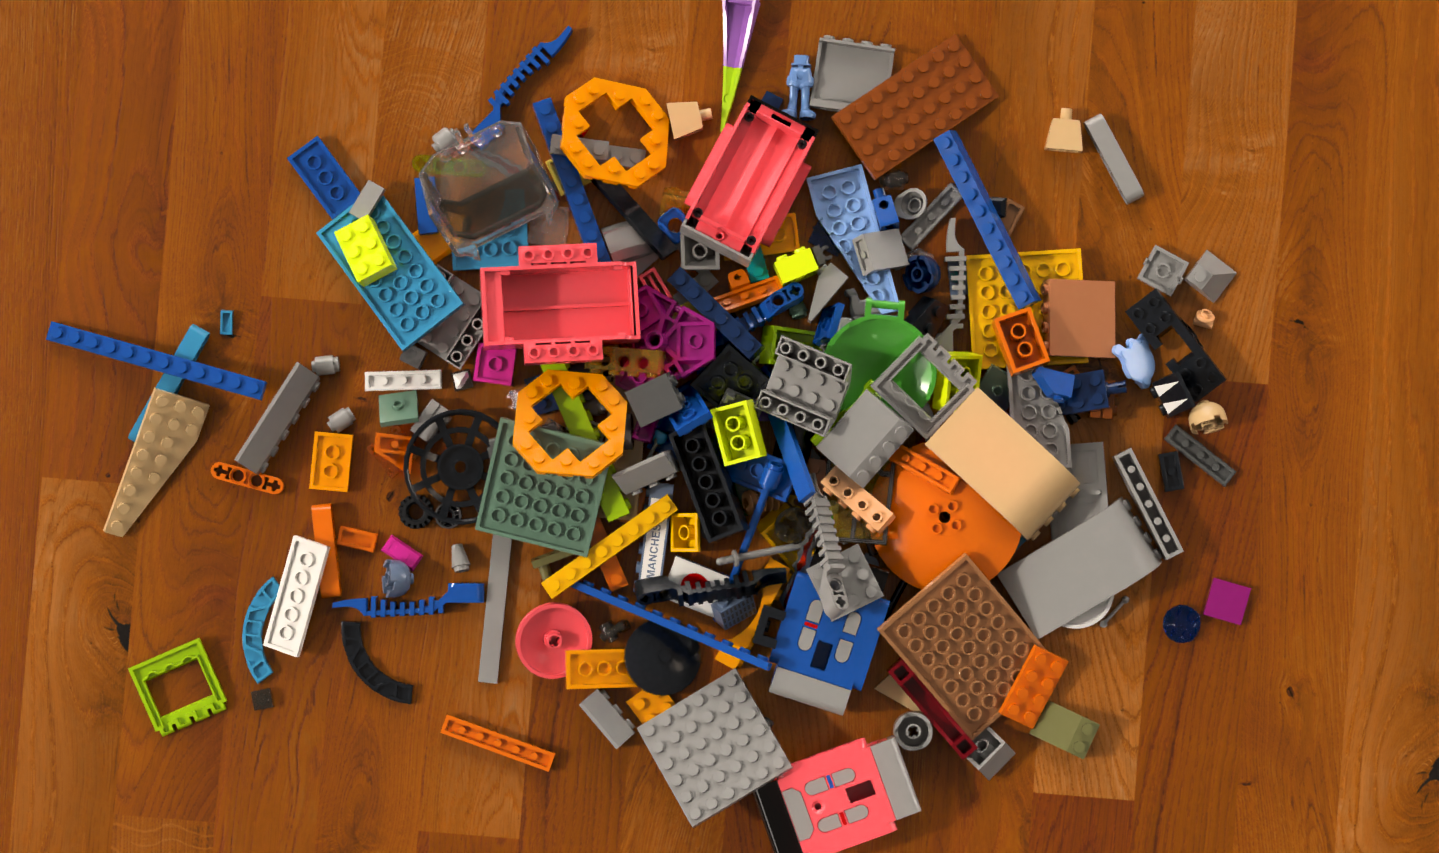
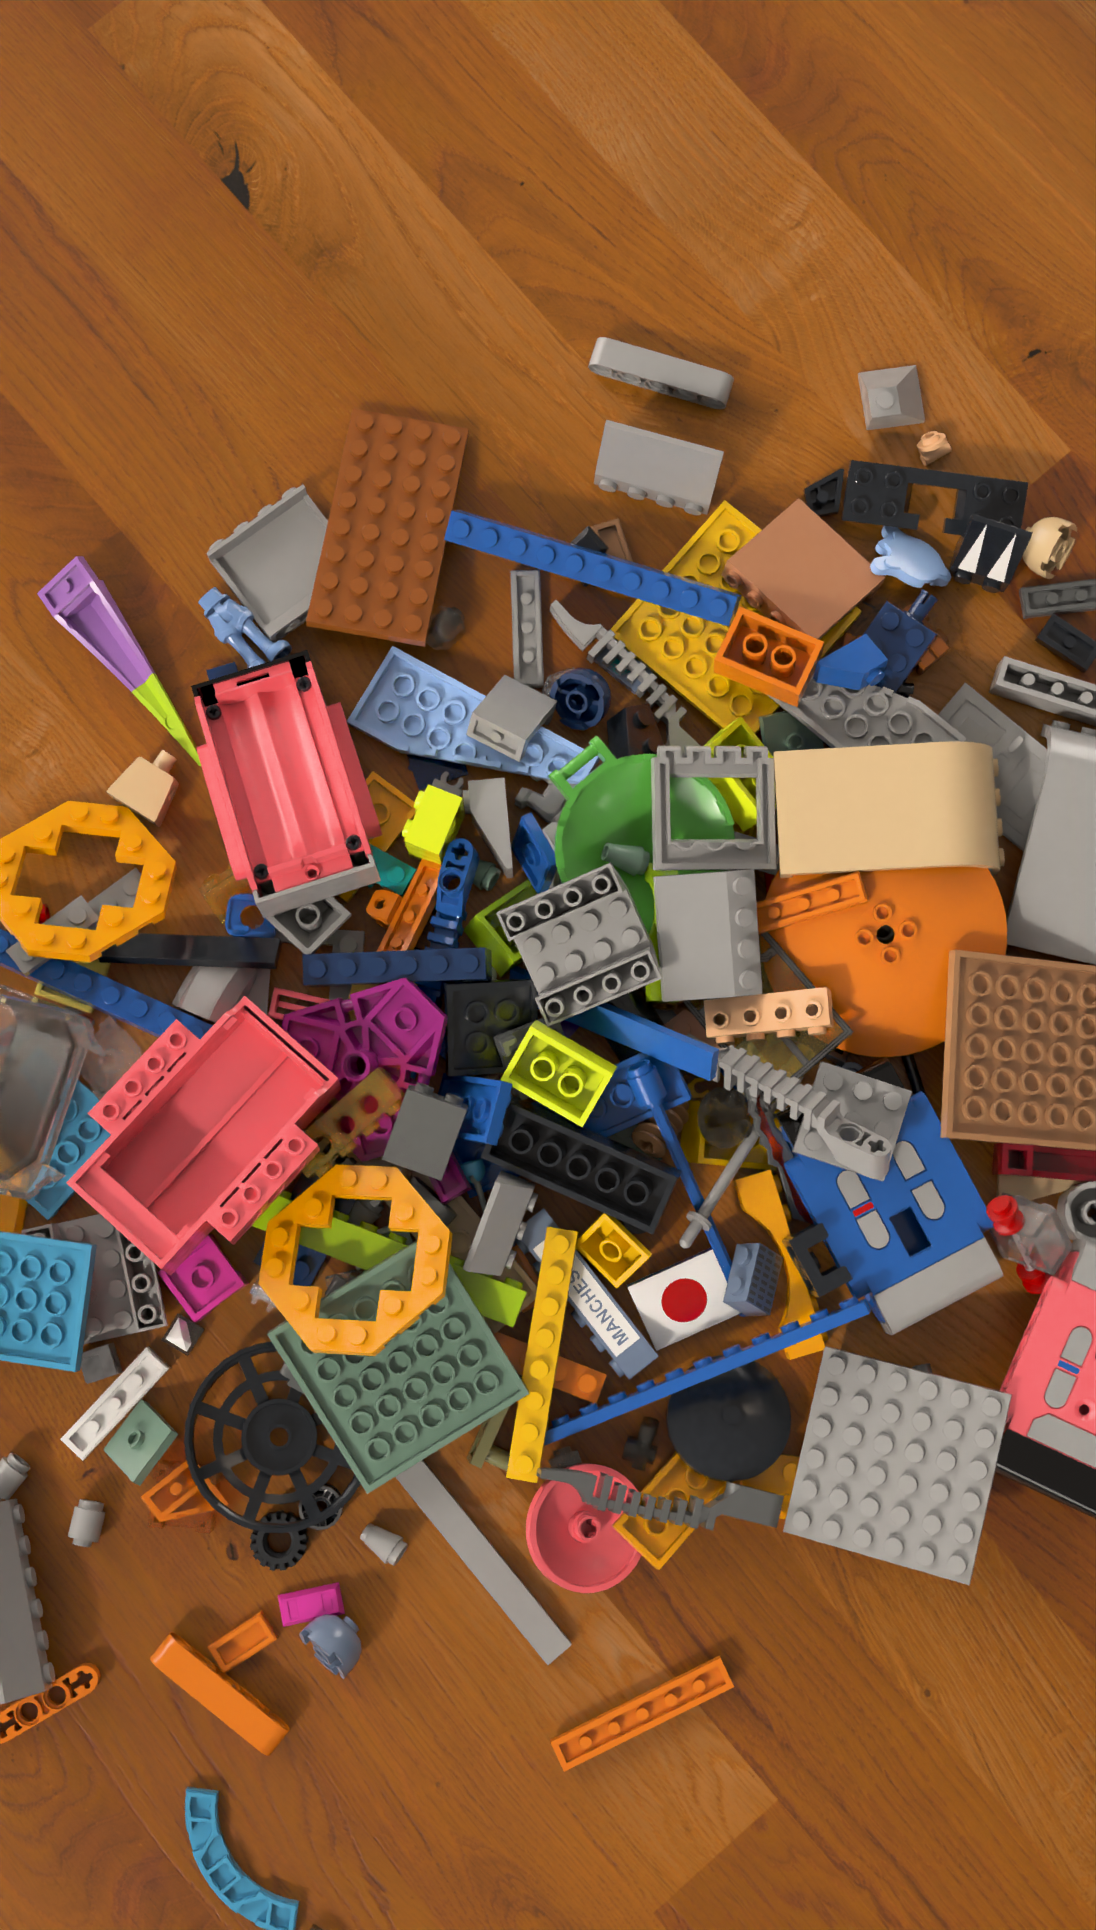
camera: 55 degrees left, 5 degrees down
(296, 596) = (236, 1786): white plate -> none
(331, 461) = (123, 1583): light orange plate -> none
(367, 670) = (404, 1784): black tile -> none
(432, 409) = (204, 1427): light grey brick -> none
(456, 594) = (420, 1587): blue piece -> none
(573, 601) = (564, 1457): none -> clear smoke plate
(607, 717) = (739, 1554): light grey slope -> none
(629, 694) = (736, 1501): none -> dark grey piece
(662, 589) = (653, 1340): black piece -> none
(866, 369) = (627, 858): none -> sand green cone
(872, 711) = (1029, 1236): none -> clear brick
(886, 218) = (470, 668): blue torso -> none
(910, 204) = (491, 635): light grey piece -> none
(1062, 204) = (657, 468): none -> light grey slope
(1064, 134) = (581, 398): tan torso -> none
(1131, 291) = (825, 495): none -> black piece
(1163, 270) = (836, 438): light grey plate -> none

